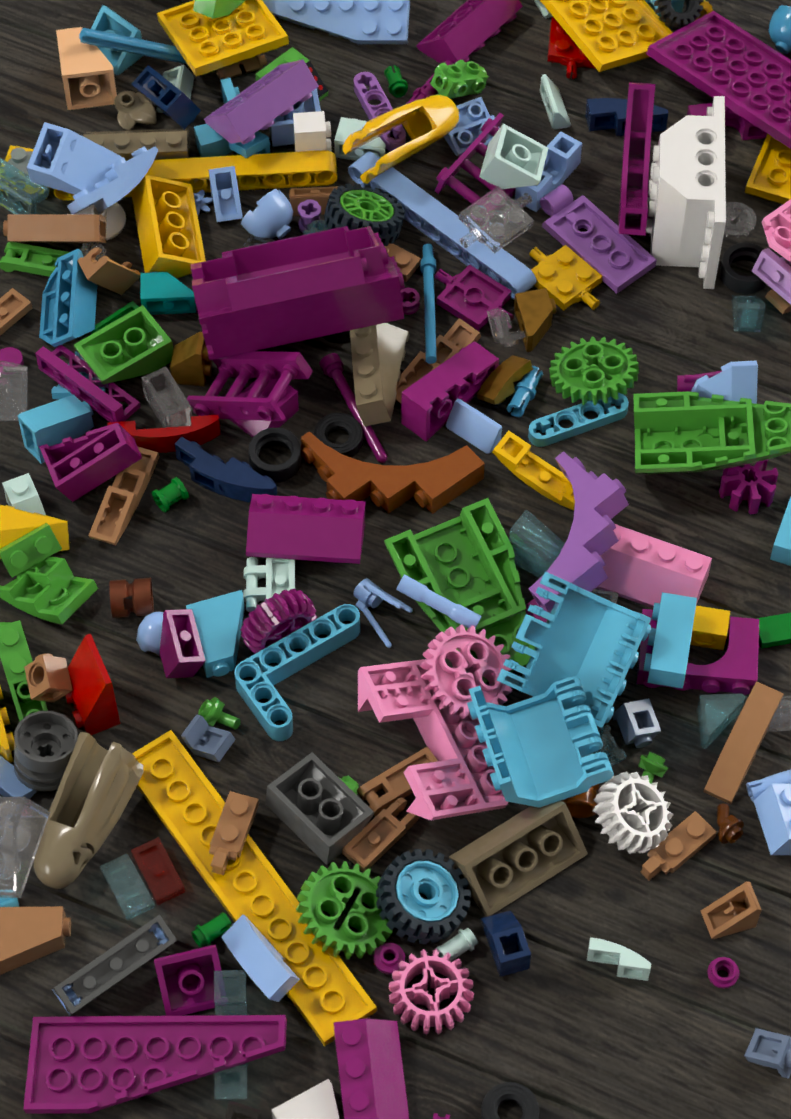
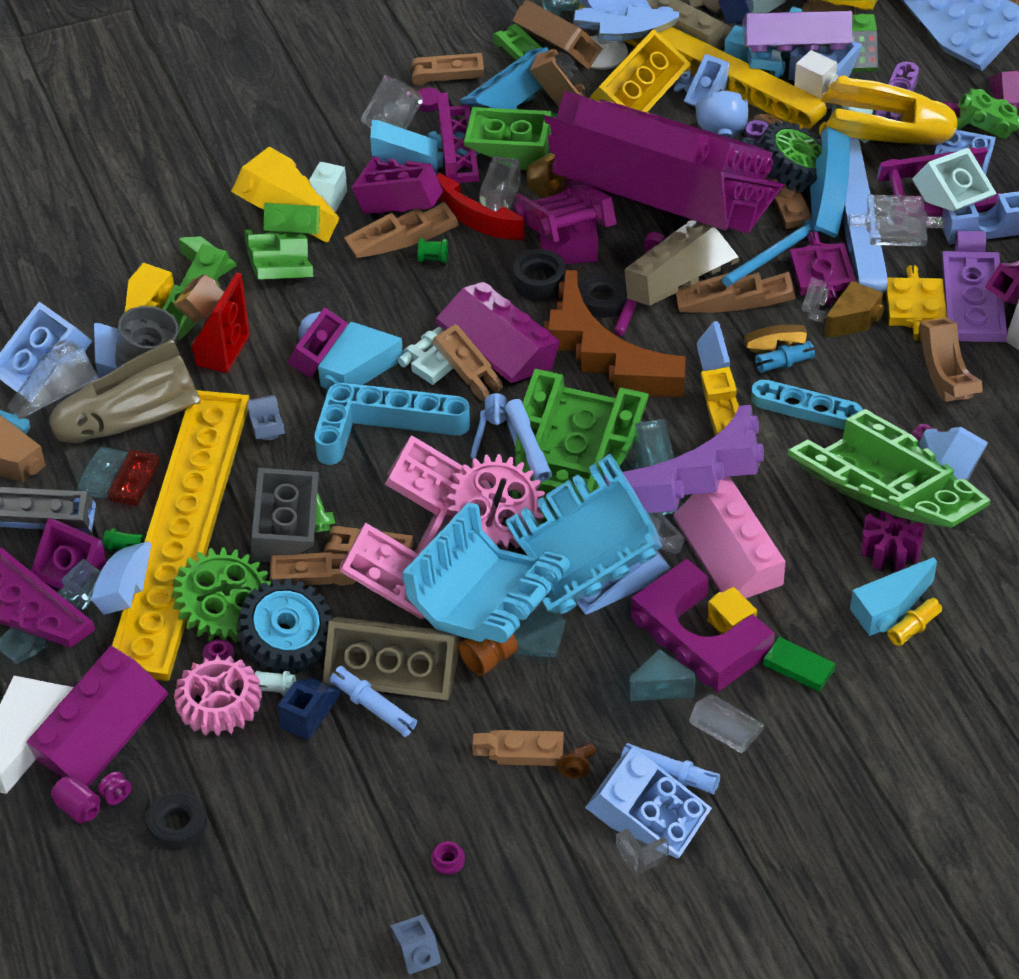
camera: 45 degrees right, 10 degrees down
(141, 595) = (321, 291): copper wheel -> none
(212, 712) = (293, 406): bright green plate -> none
(232, 480) = (484, 262): dark blue slope -> none
(232, 830) = (207, 485): medium nougat hinge -> none
(277, 619) = (400, 369): magenta gear -> none
(310, 570) = (467, 361): none -> medium nougat hinge
(397, 86) = (938, 91): green pin -> none
(410, 294) = (766, 234): magenta bush -> none
(420, 225) = (830, 188): none -> dark azure slope
(431, 398) = (695, 306): magenta wedge -> none
(552, 899) = (362, 693): none -> light blue pin
(594, 370) = (876, 376): bright green gear -> none
(629, 962) = (377, 782): light aqua slope -> none
(633, 812) = (495, 683): white gear -> none
(637, 722) = (594, 628): sand blue brick -> none
(642, 316) = (945, 360): none -> medium nougat arch
(652, 765) = (569, 676): bright green plate -> none
(670, 640) = (676, 590): medium azure brick -> none
(732, 912) = (505, 822): medium nougat slope -> none
(743, 743) = (655, 712): medium nougat slope -> none

